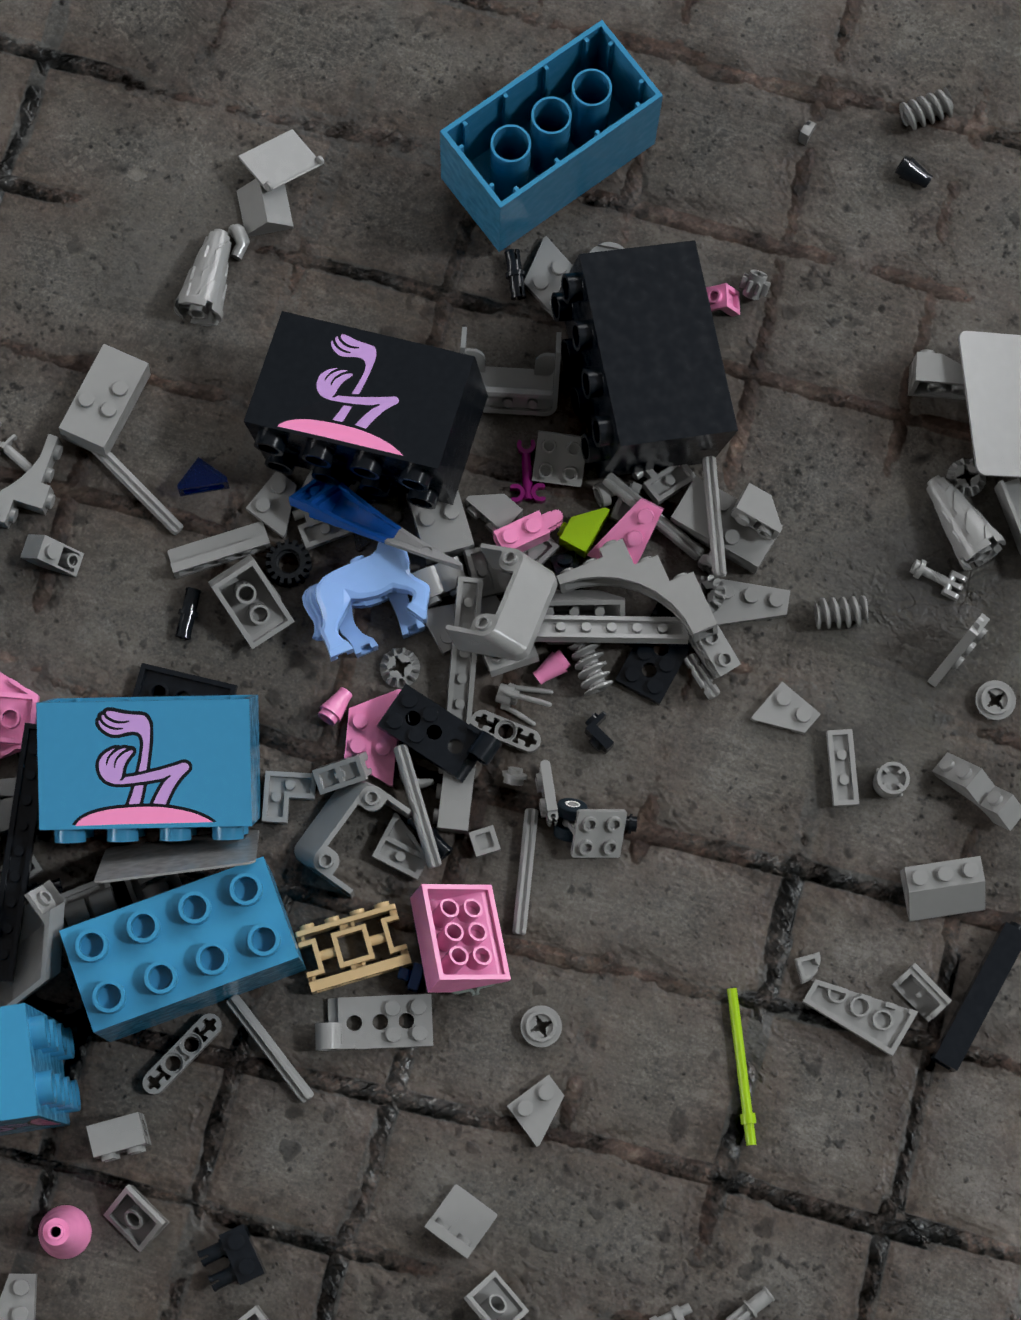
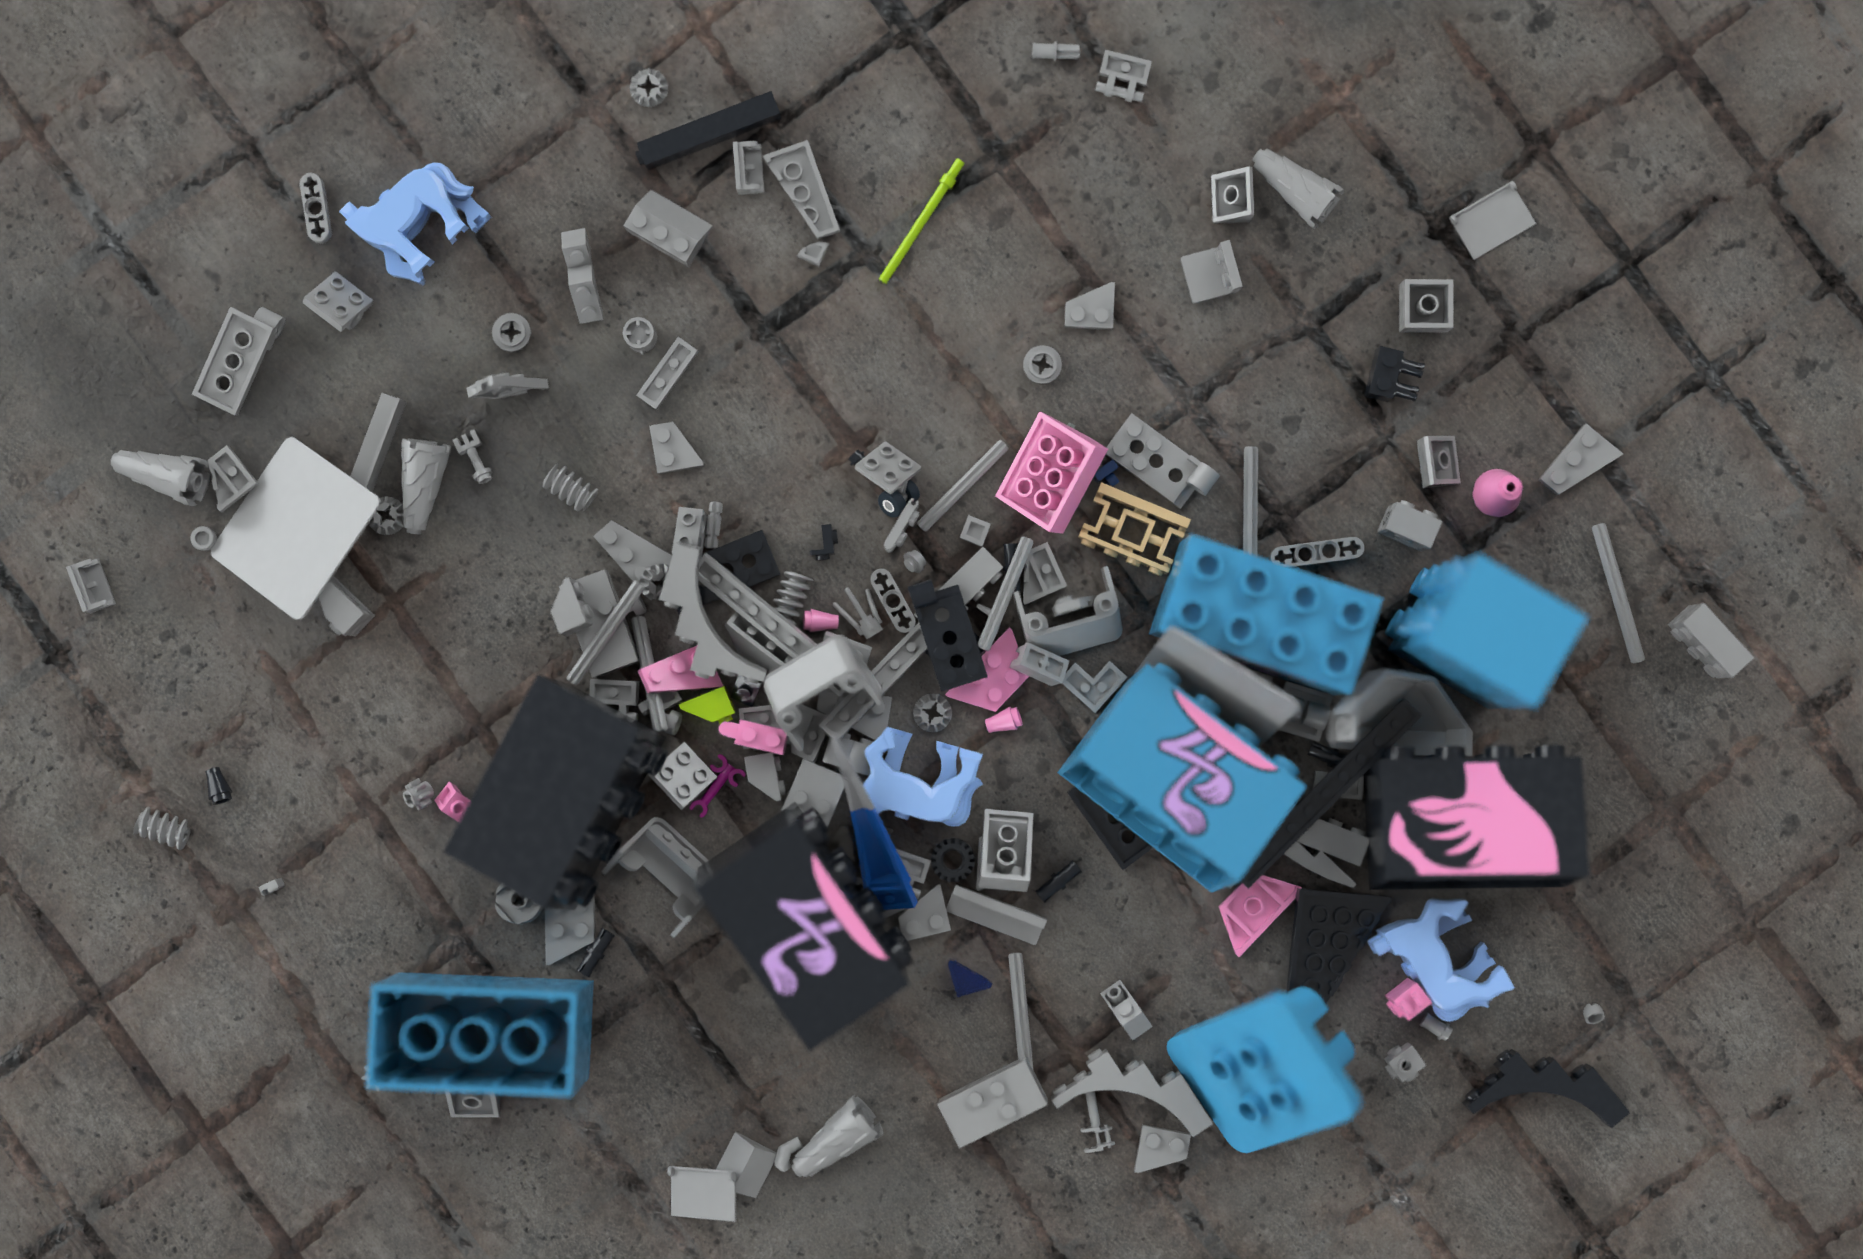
camera: 135 degrees left, 10 degrees up
(356, 835) = (1068, 604): none -> light grey wing

